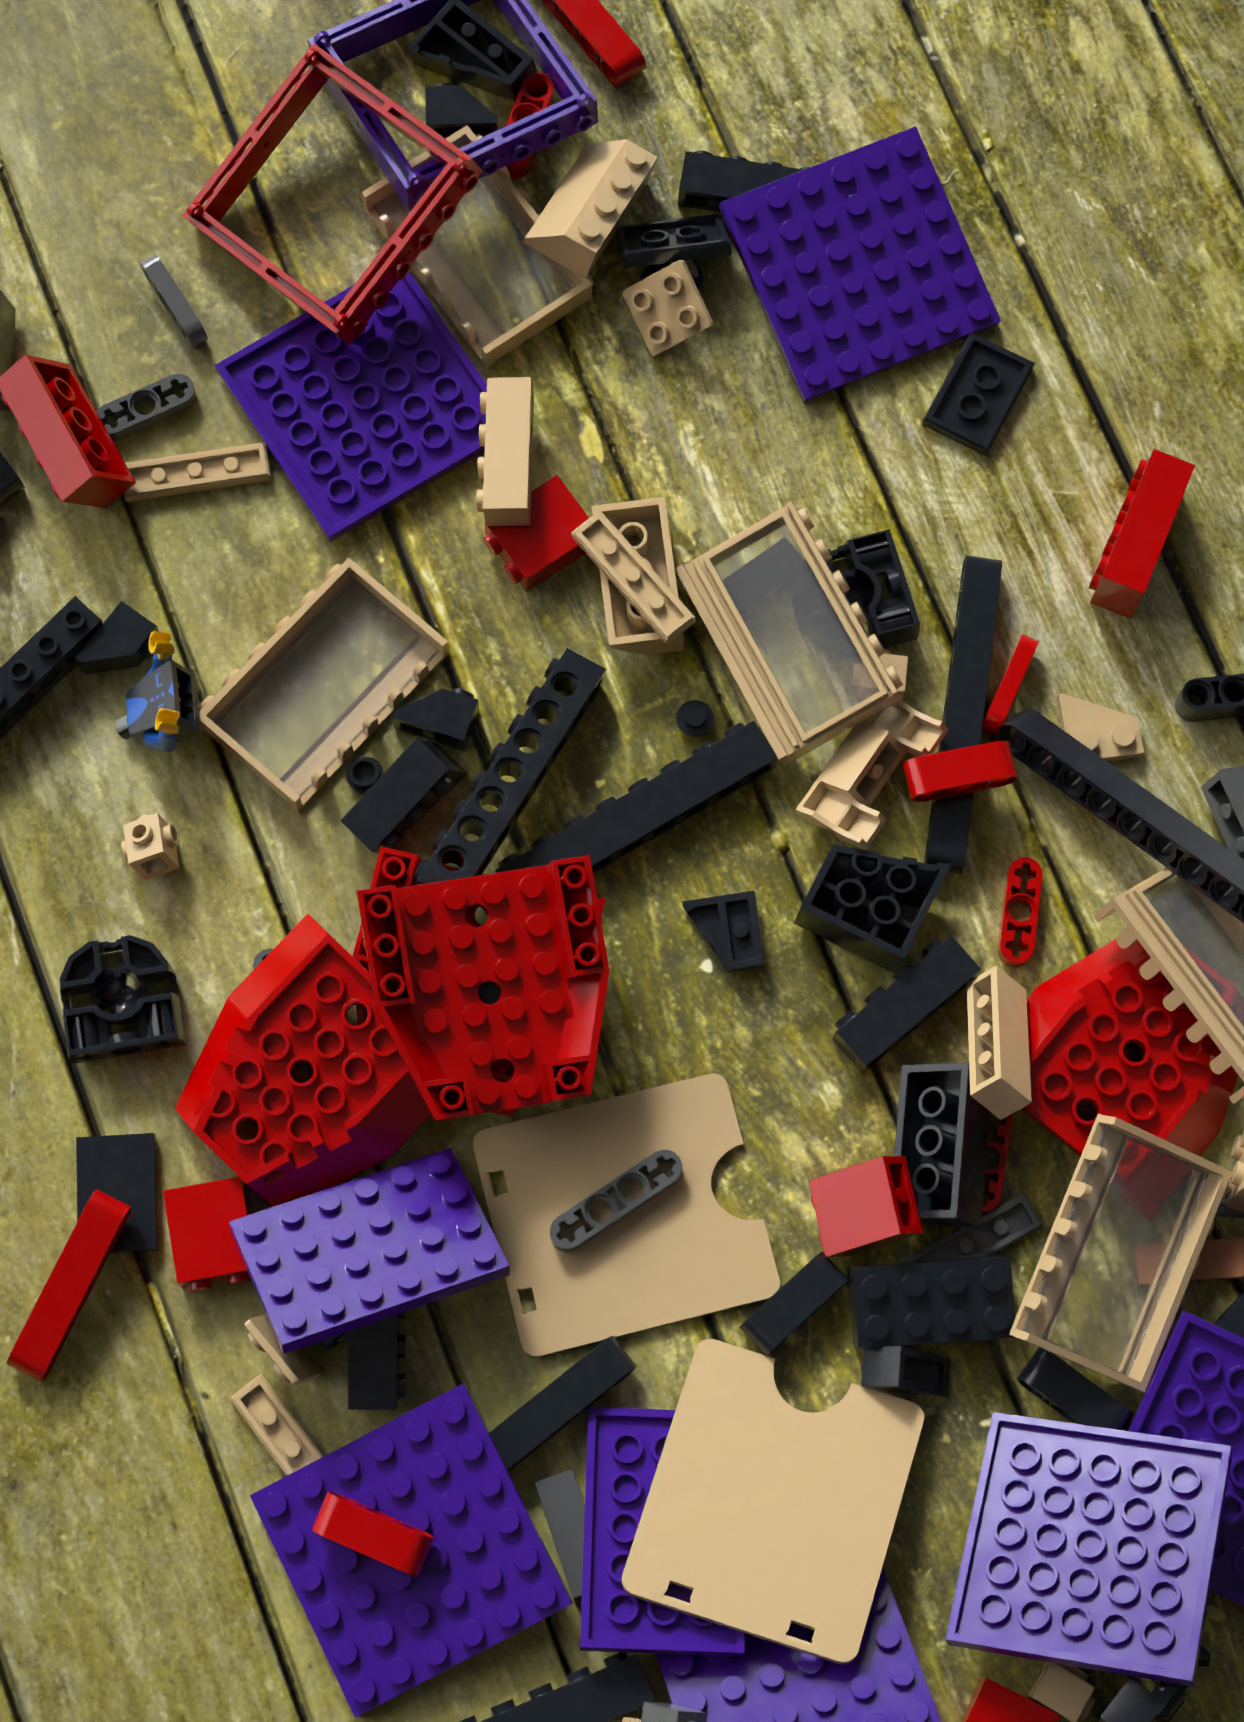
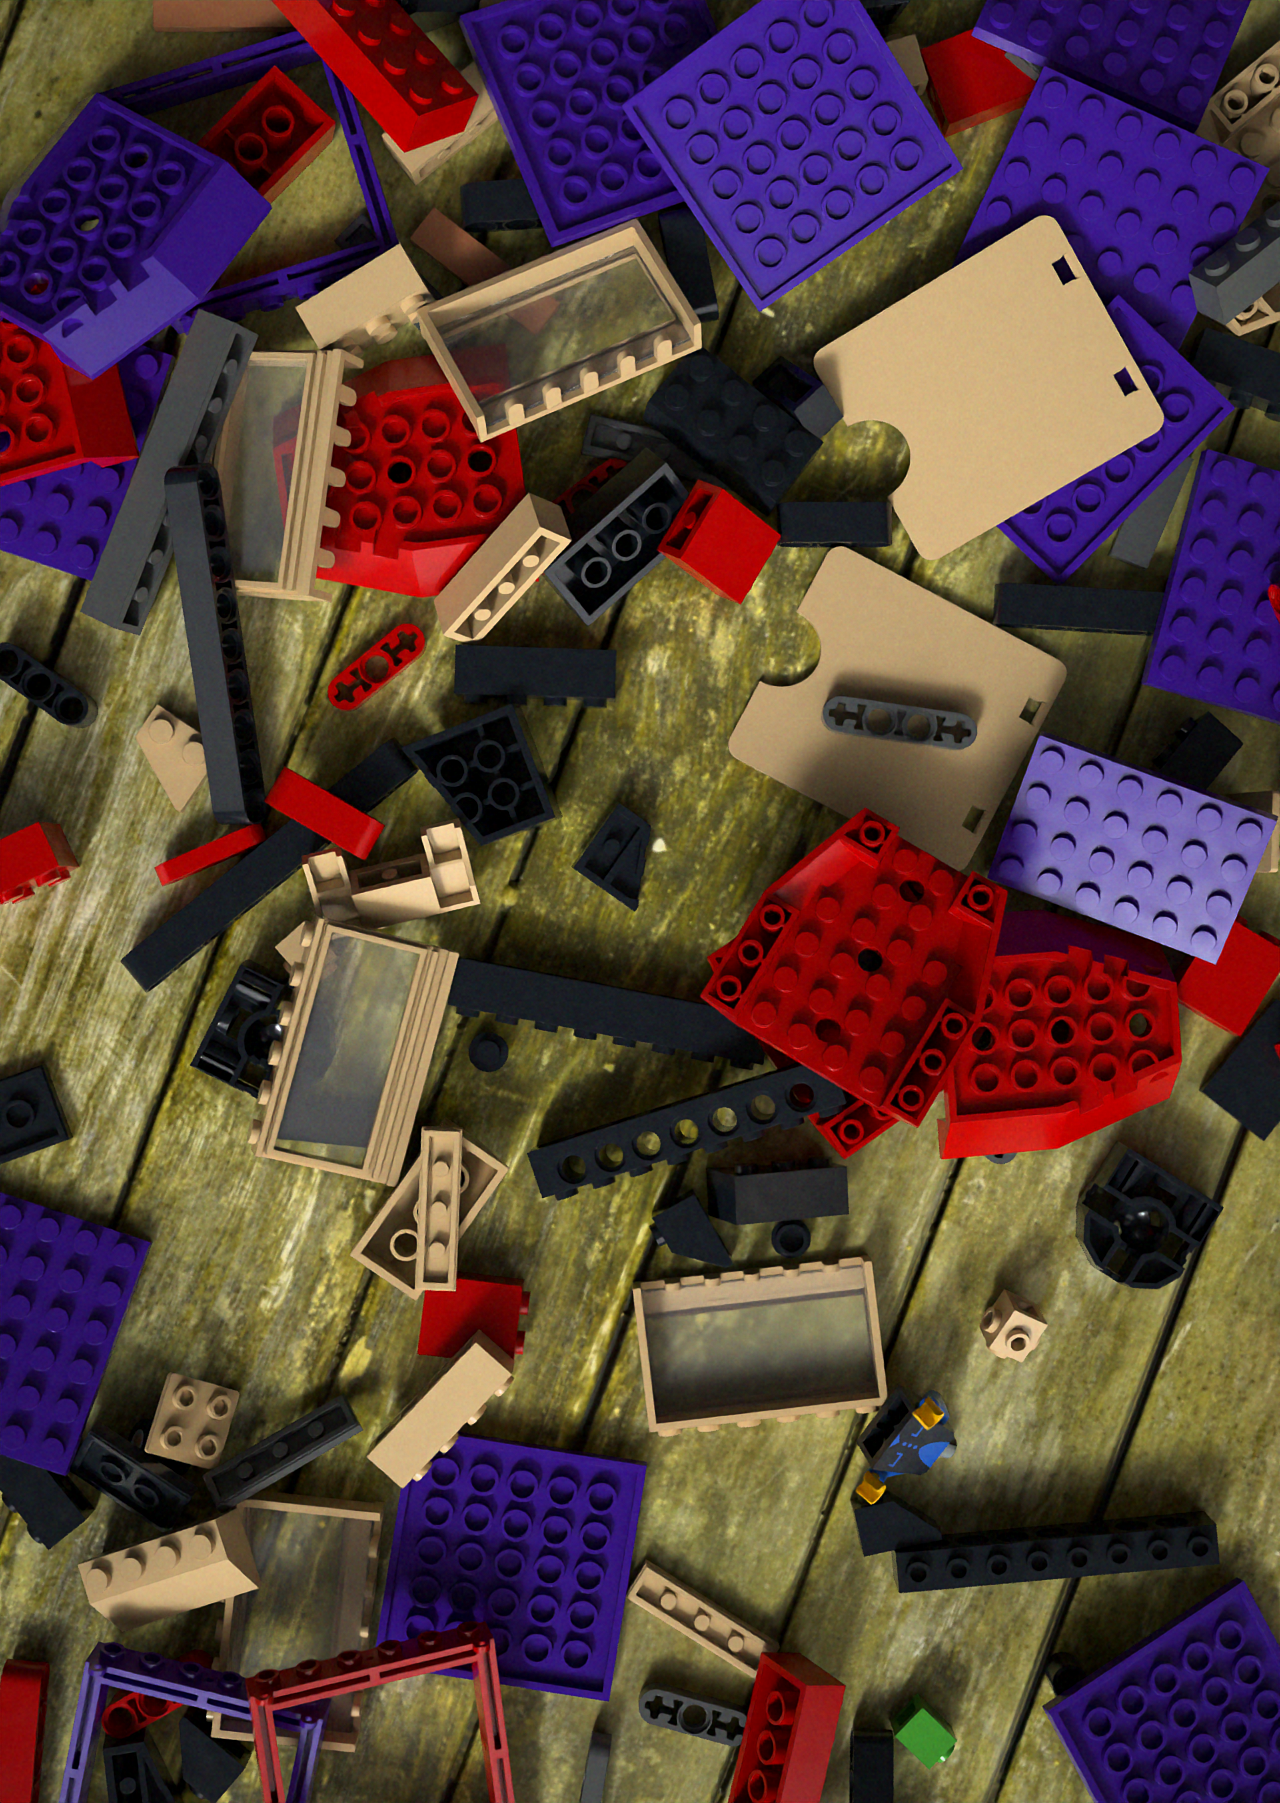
camera: 135 degrees left, 15 degrees up
(587, 339) = (282, 1453): none -> dark grey tile

